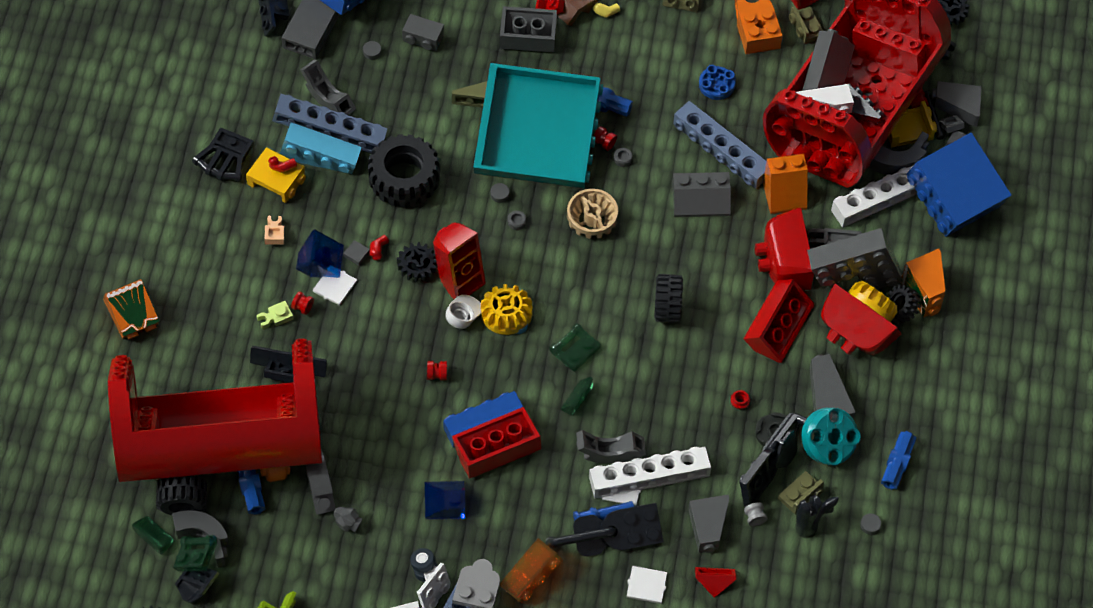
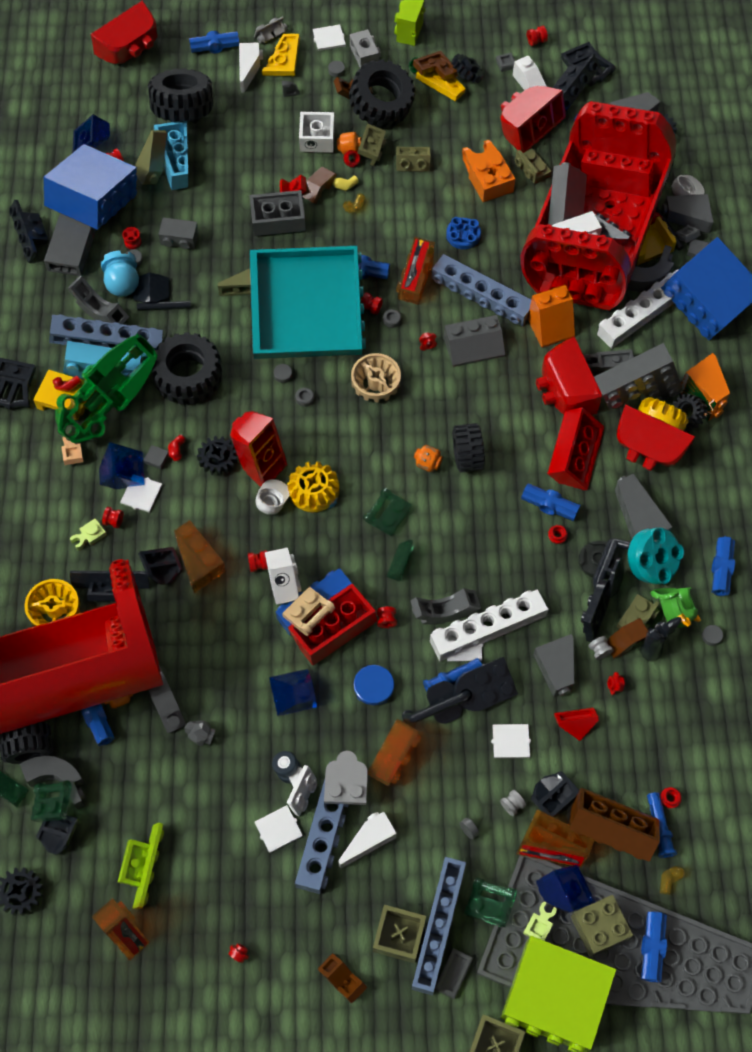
camera: 10 degrees left, 5 degrees up
(228, 368) = (45, 600): none -> yellow gear
(322, 174) = (108, 386): none -> green piece
(341, 356) = (161, 564): none -> black slope
(355, 63) = (120, 273): none -> medium azure tile
(376, 25) = (133, 234): none -> red wheel
(379, 355) = (198, 556): none -> clear orange wedge
(384, 84) = (152, 288): none -> black slope
(393, 103) = (164, 305): none -> black bar
(457, 386) = (283, 575): none -> white brick
(472, 420) = (304, 607): none -> tan plate
(524, 507) = (373, 685): none -> blue tile
(551, 446) = (386, 617): none -> red wheel
(605, 35) = (354, 206): none -> clear yellow arm
(627, 302) = (428, 458): none -> orange head
(653, 186) = (427, 341): none -> red plate
(658, 113) = (416, 271): none -> wedge
(740, 367) = (550, 502): none -> blue piece
(762, 550) = (615, 683): none -> red plate
(782, 508) = (627, 637): none -> reddish brown slope
(842, 486) = (677, 604): none -> bright green hair
(964, 74) = (687, 186): none -> white cap

